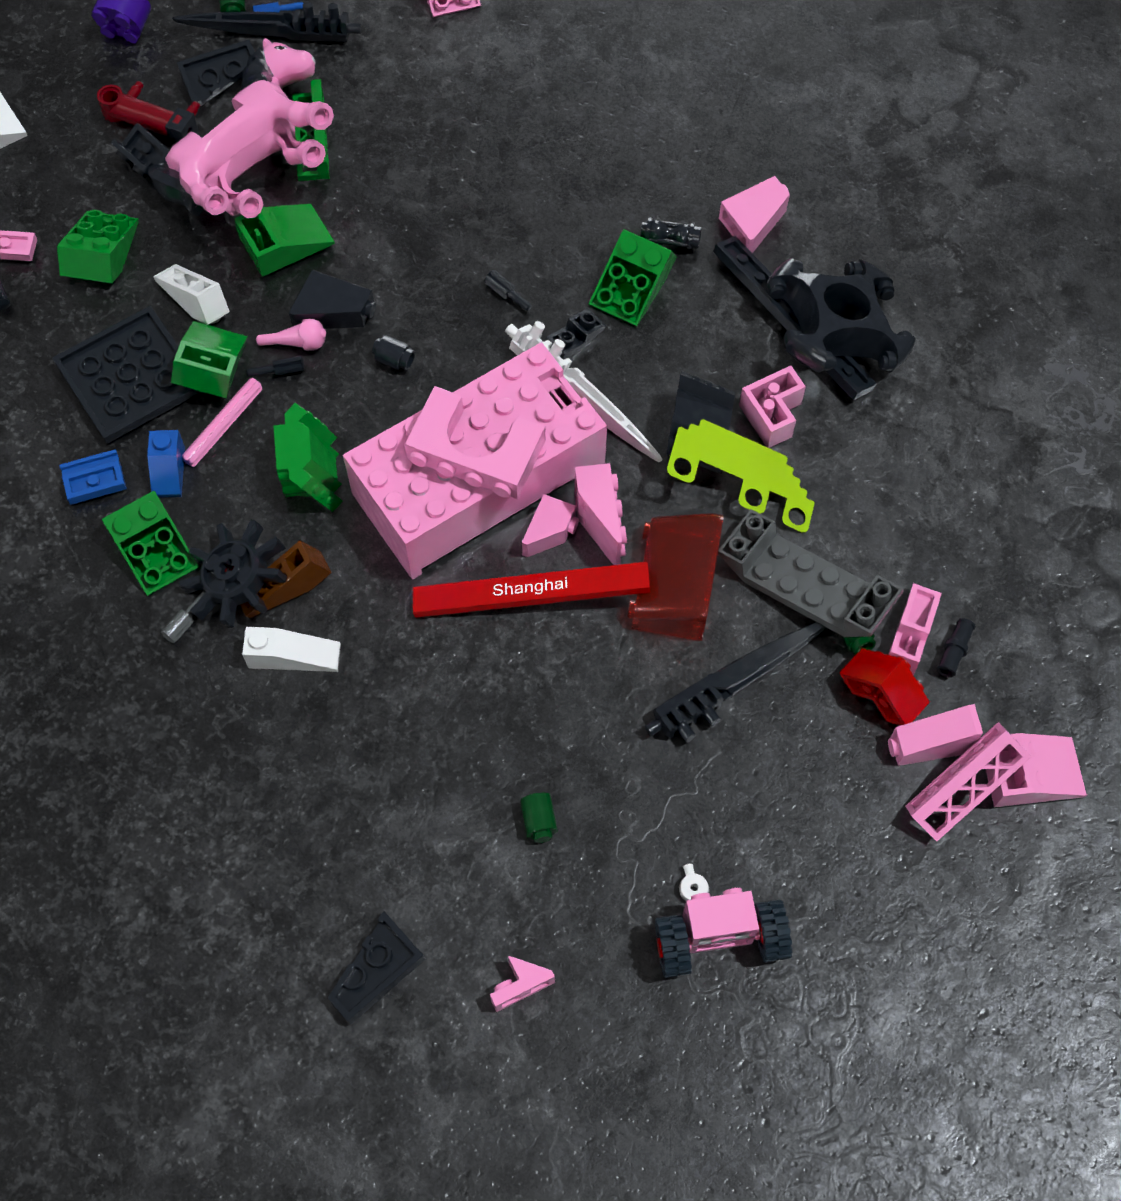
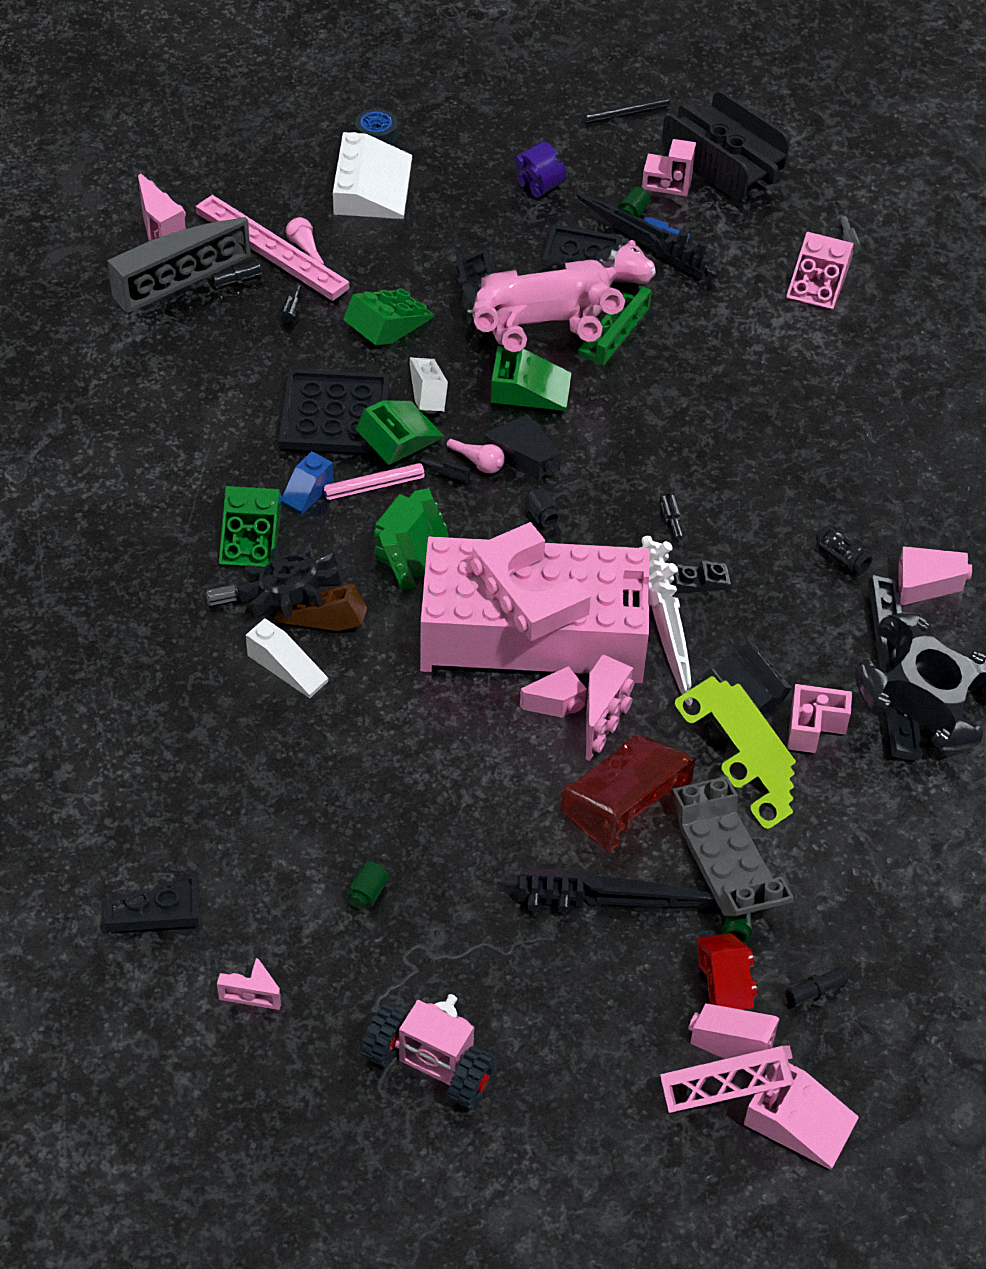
camera: 35 degrees right, 15 degrees down
(92, 477) = (249, 463): blue plate -> none
(128, 108) = (490, 236): dark red piece -> none
(531, 589) = (502, 727): red tile -> none
(632, 277) = (782, 562): green slope -> none
(915, 625) = (791, 950): bright pink slope -> none

